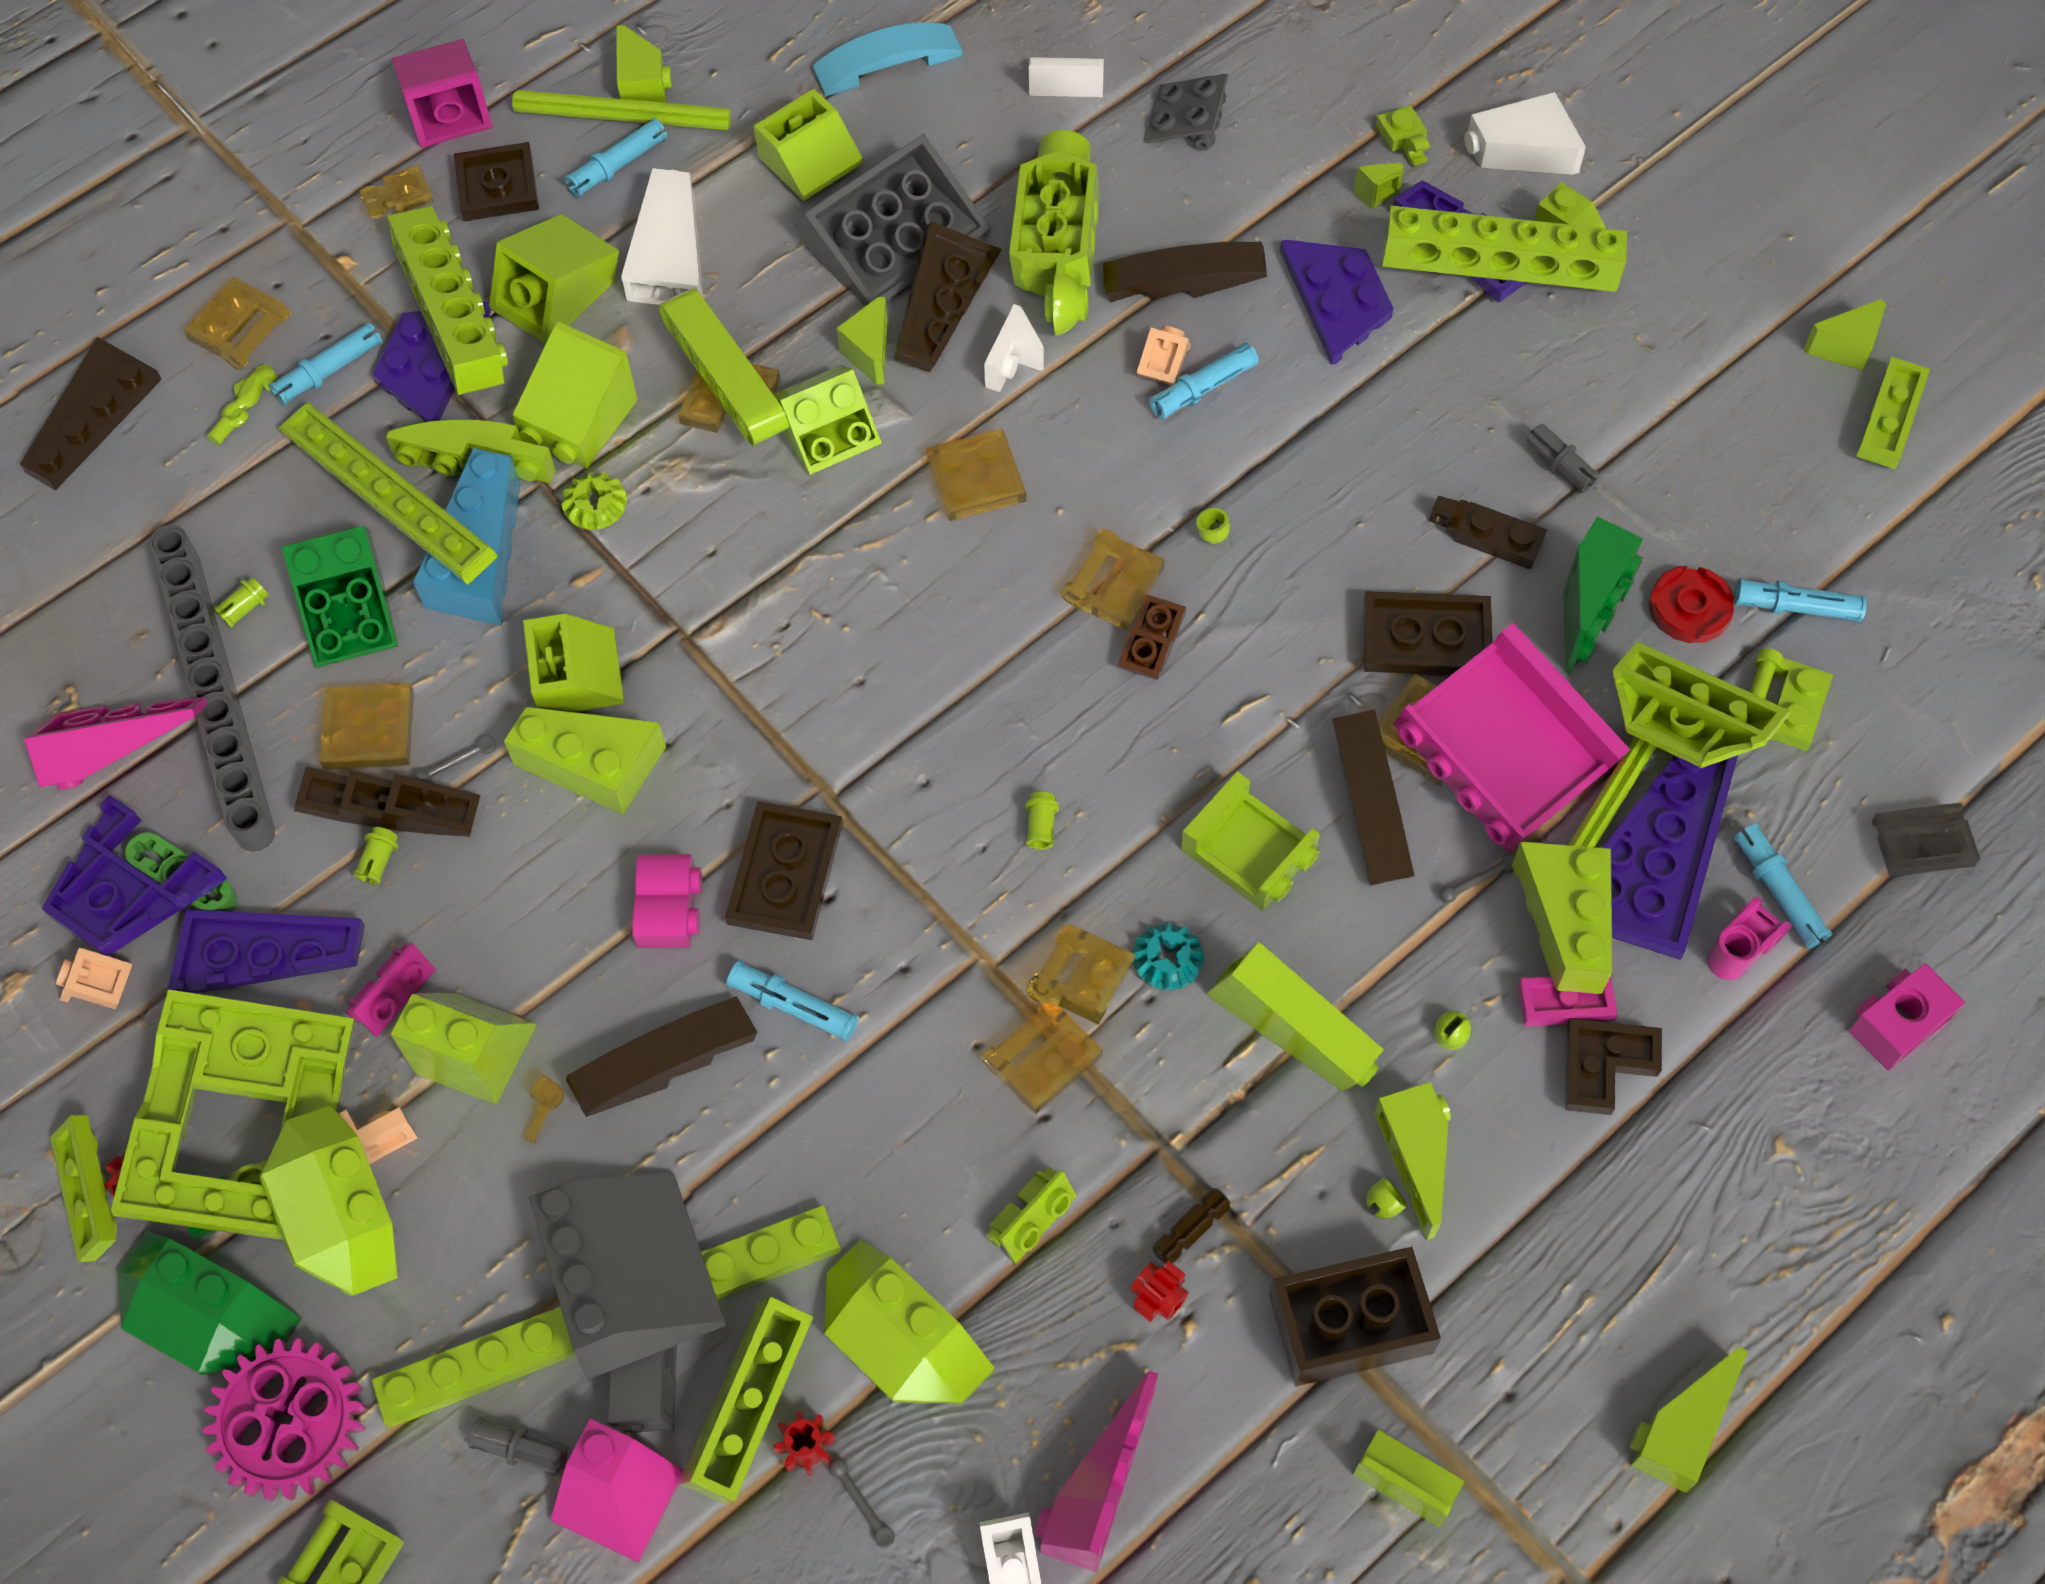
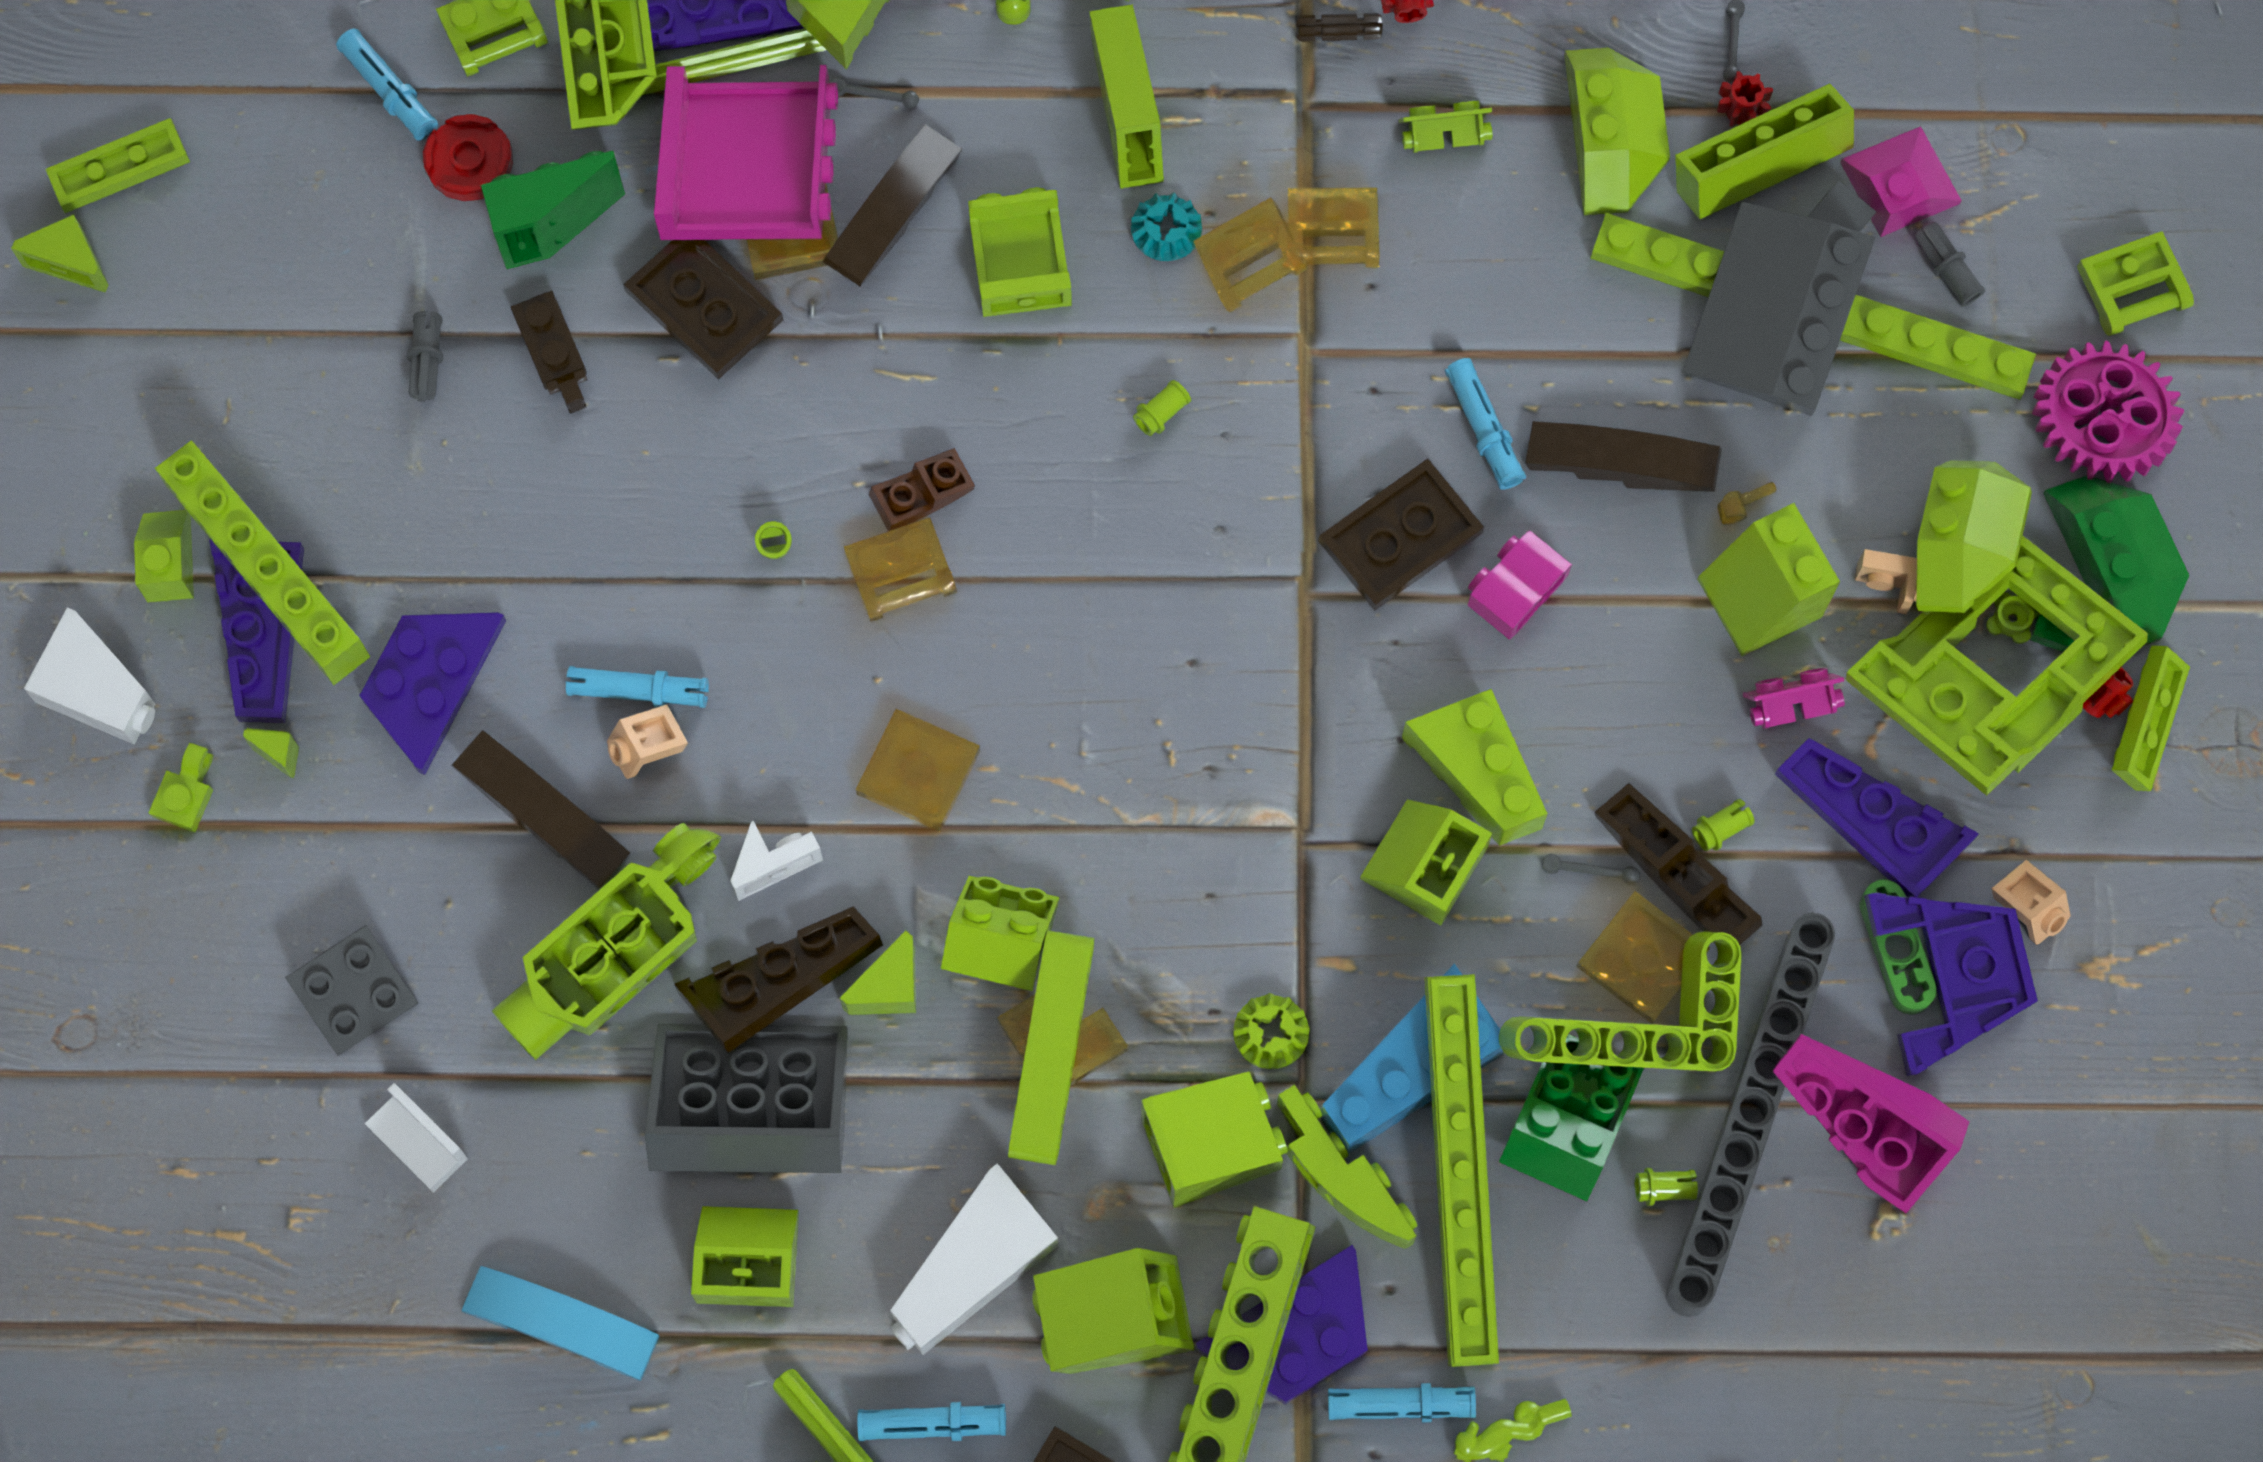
camera: 140 degrees left, 10 degrees up
(322, 649) = (1641, 1038): none -> lime beam

